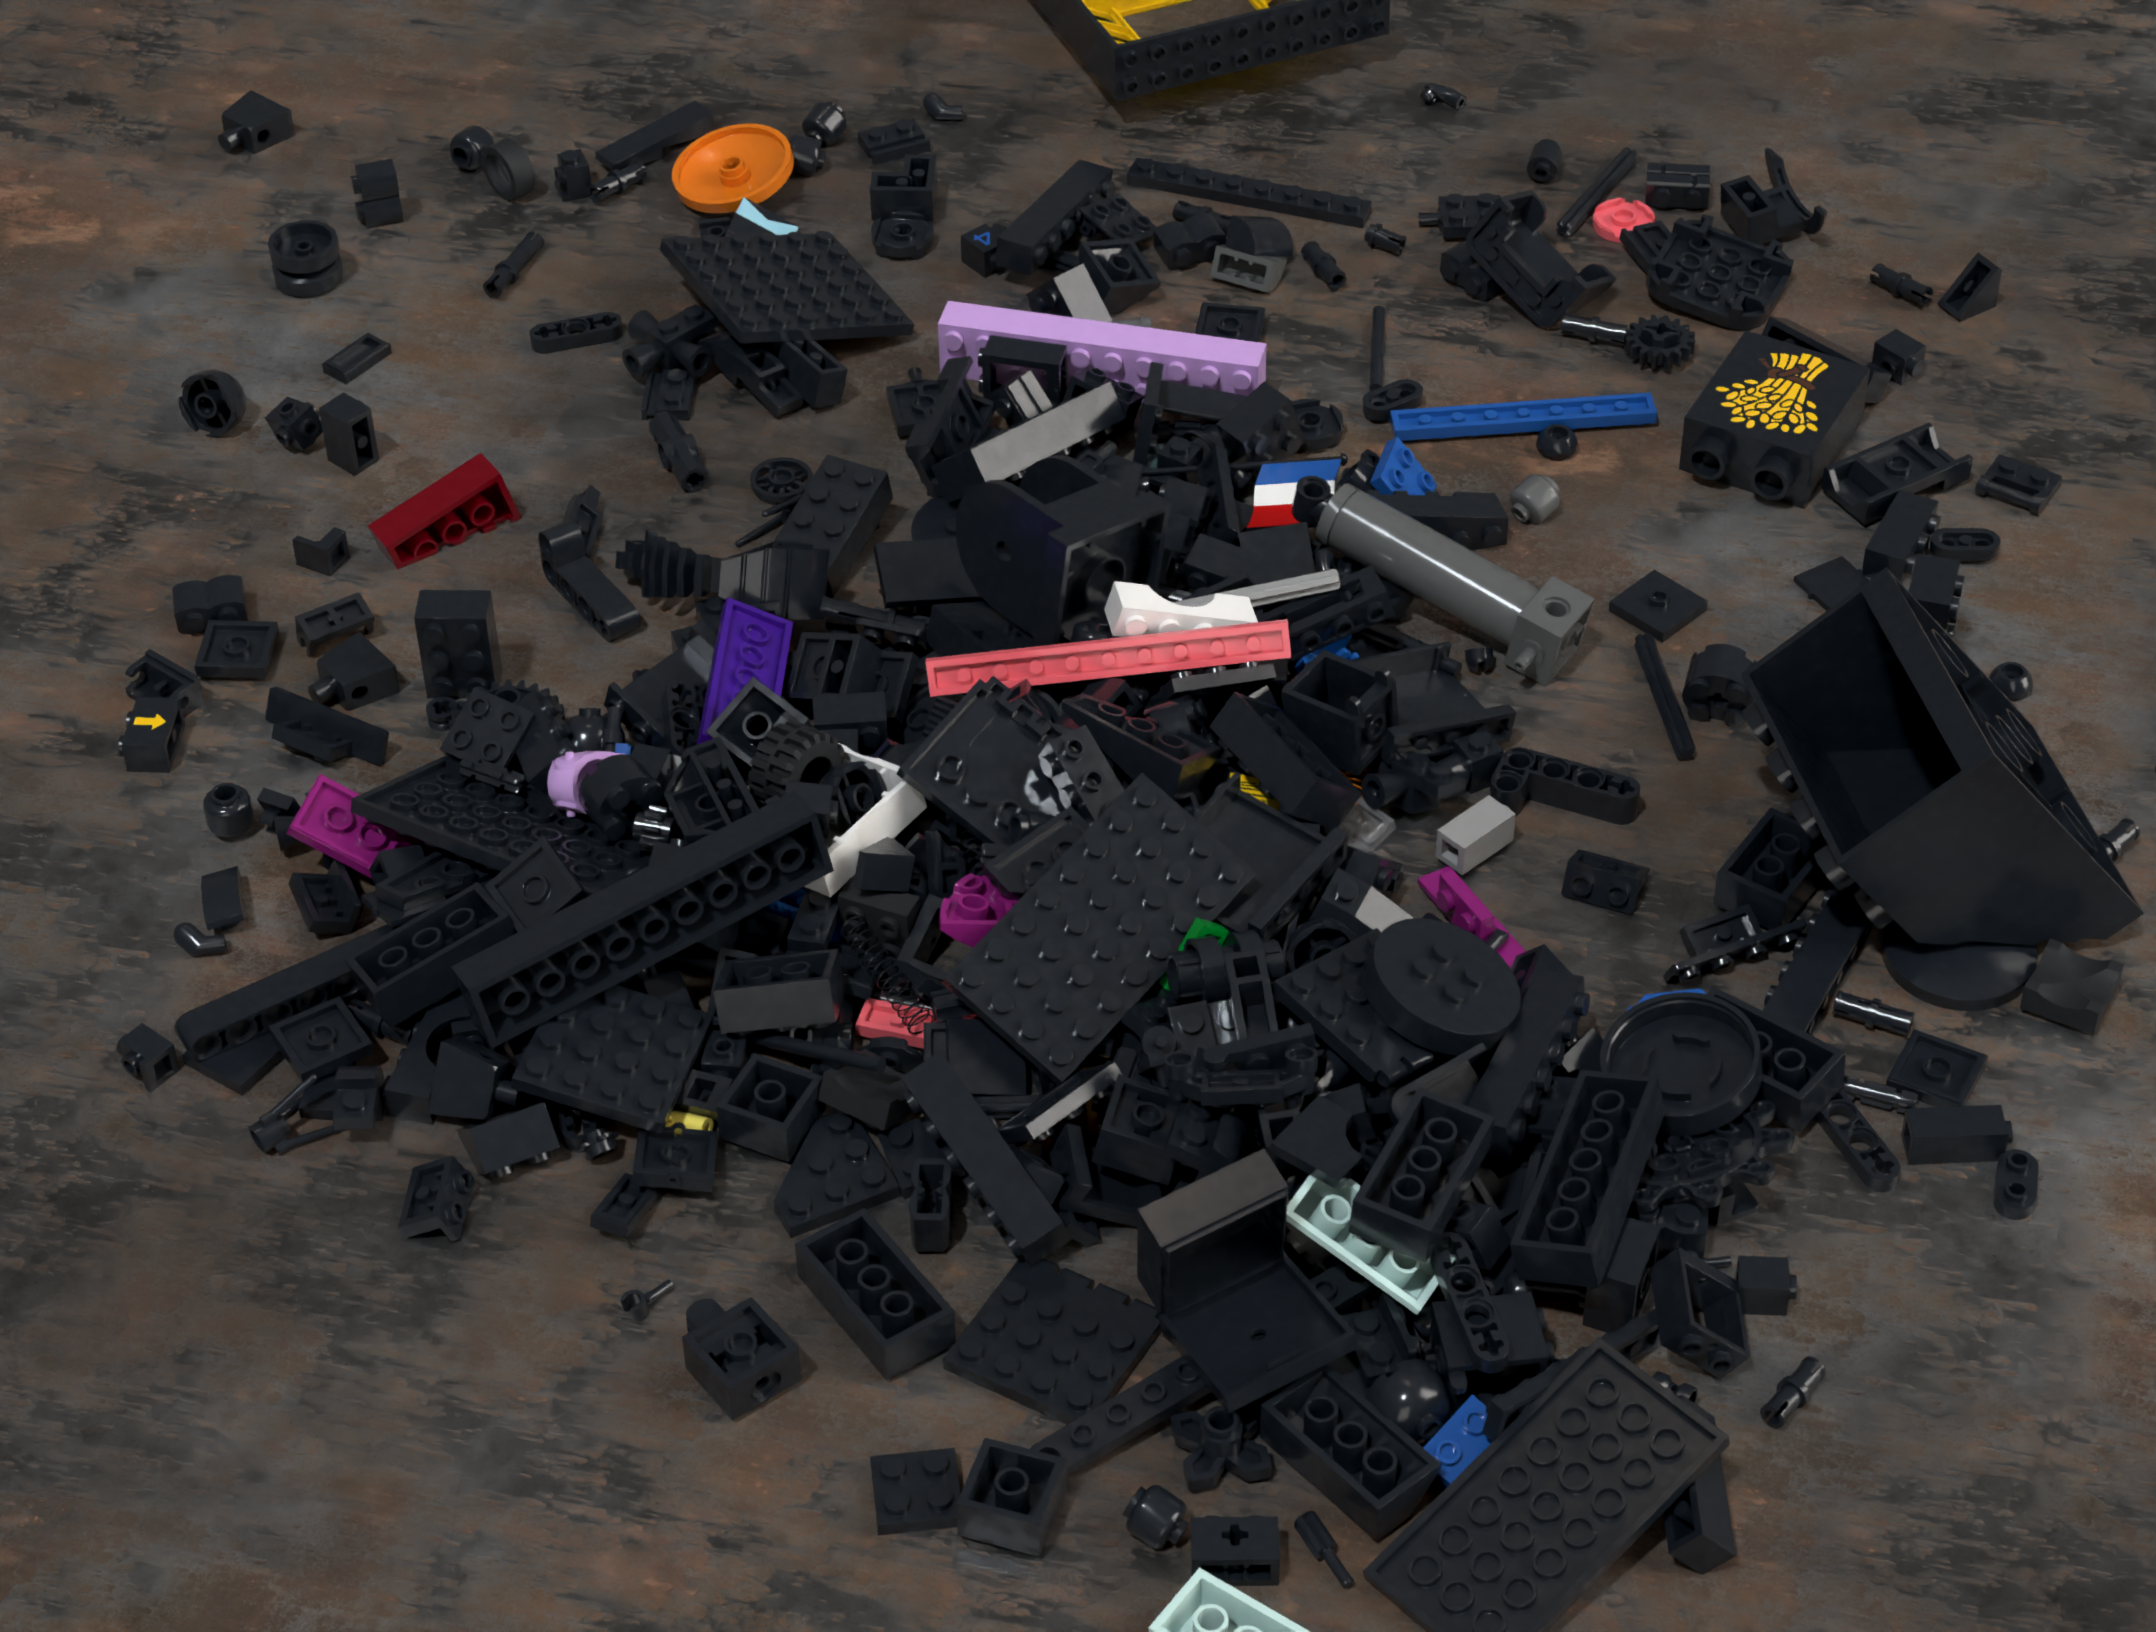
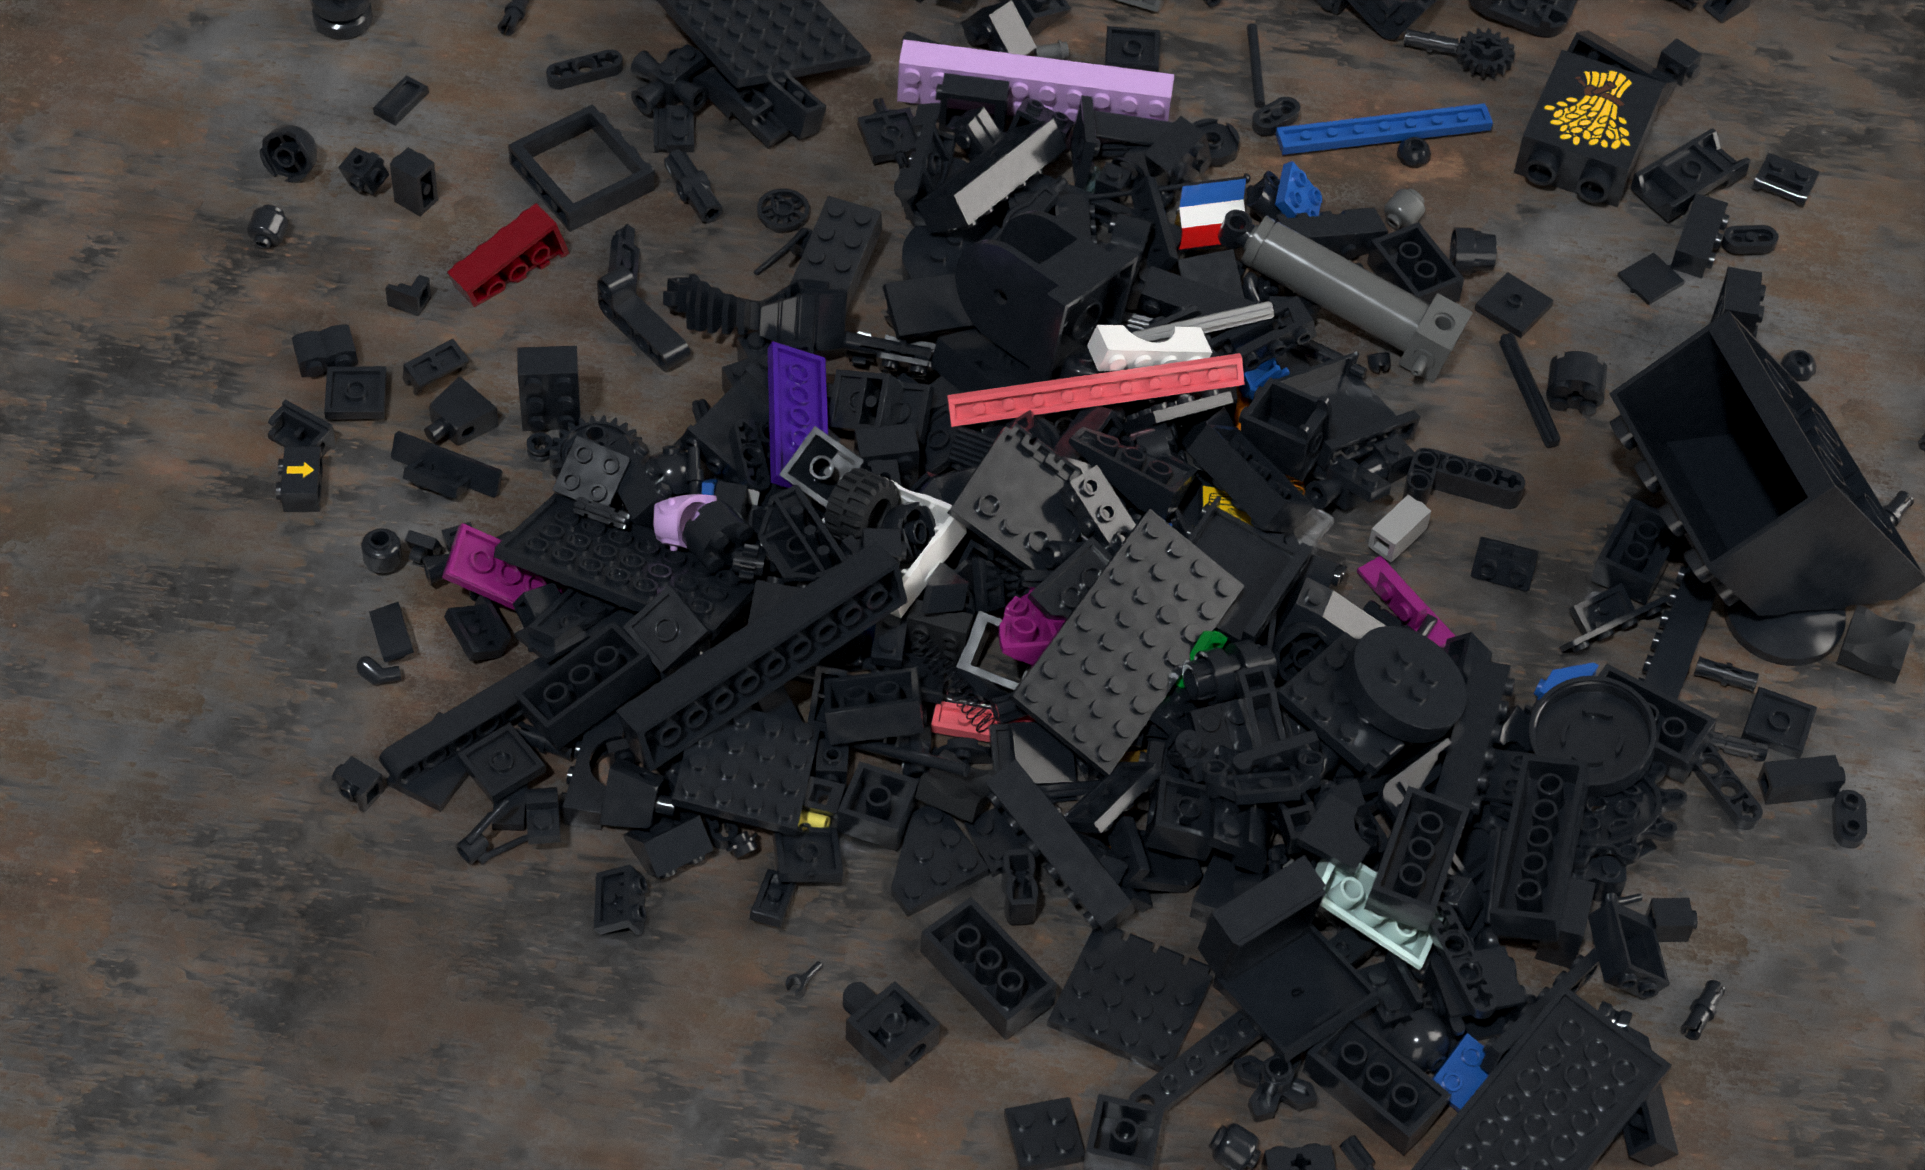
camera: 10 degrees left, 10 degrees up
(172, 476) = (267, 226): none -> black head
(561, 465) = (598, 204): none -> black window
(1536, 550) = (1415, 264): none -> black brick
(1611, 543) = (1472, 250): none -> black piece

